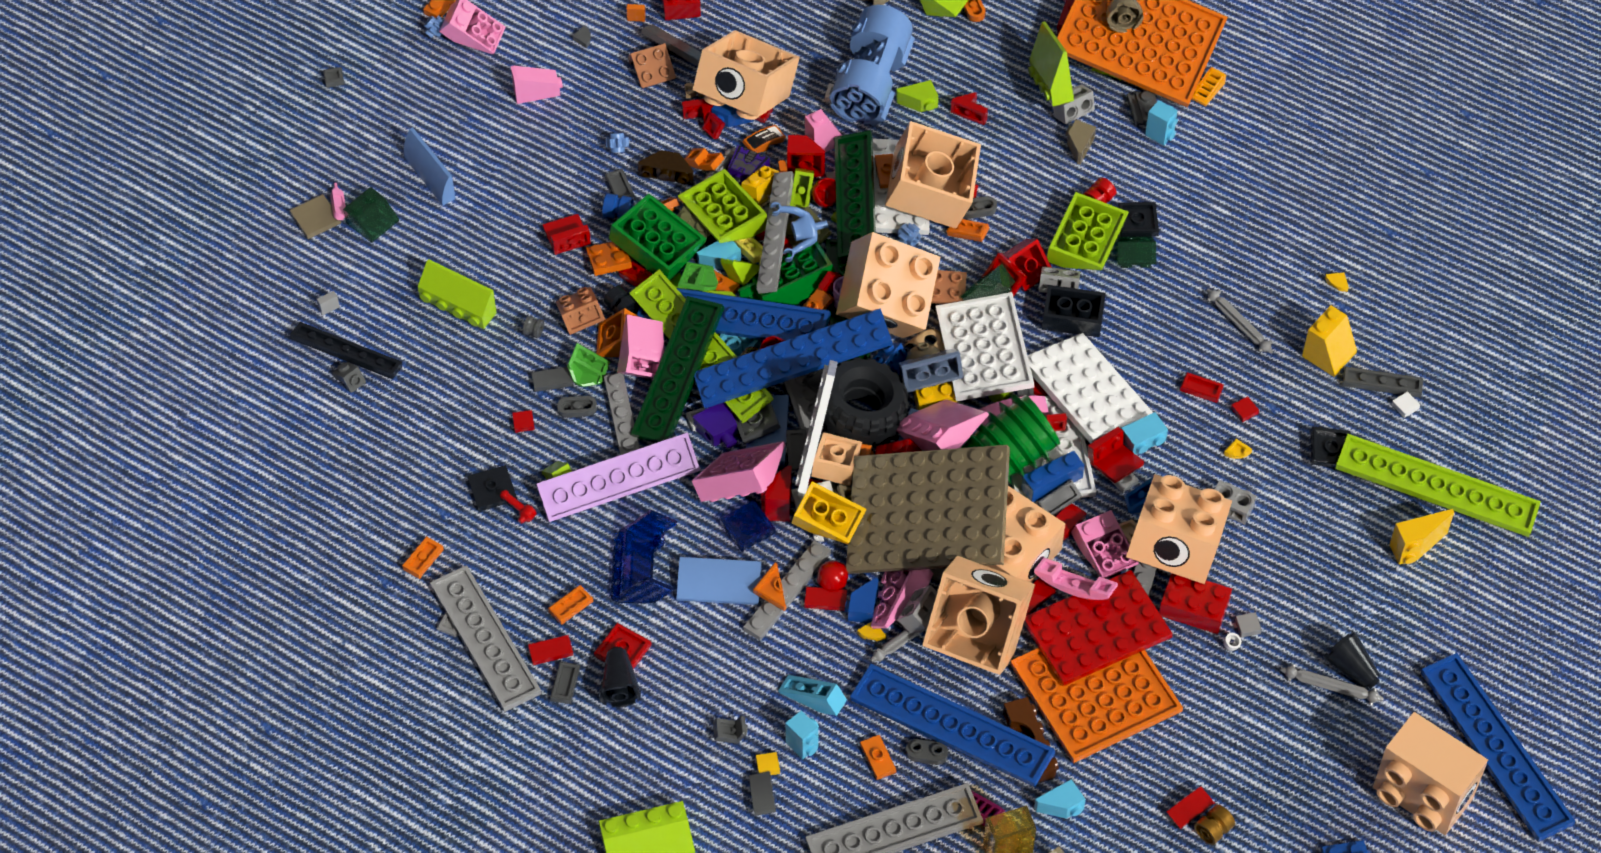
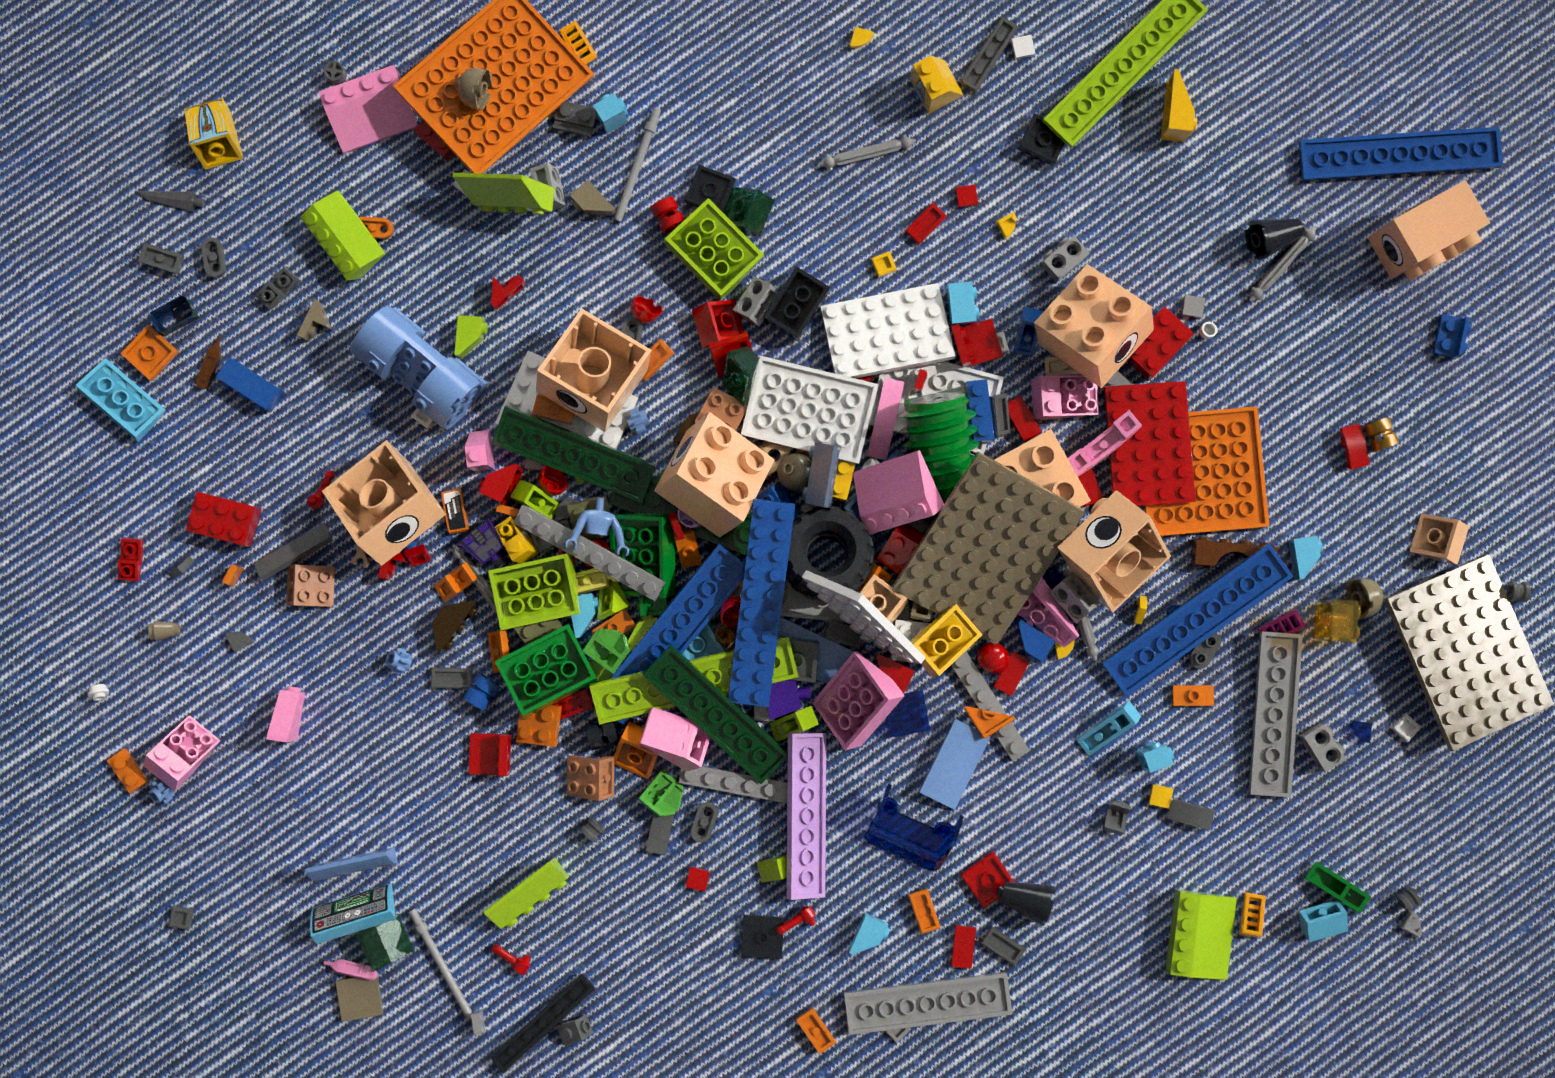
camera: 65 degrees left, 30 degrees up
(385, 181) = (352, 914): none -> slope
(390, 317) = (520, 964): none -> red piece
(392, 239) = (422, 929): none -> light grey bar
(529, 565) = (869, 934): none -> medium azure slope
(702, 441) = (794, 723): none -> lime slope
(938, 681) = (1142, 608): none -> yellow tile
(1007, 206) = (645, 310): none -> red hair
(1147, 369) = (883, 264): none -> yellow tile
(1167, 160) = (650, 129): none -> light grey bar

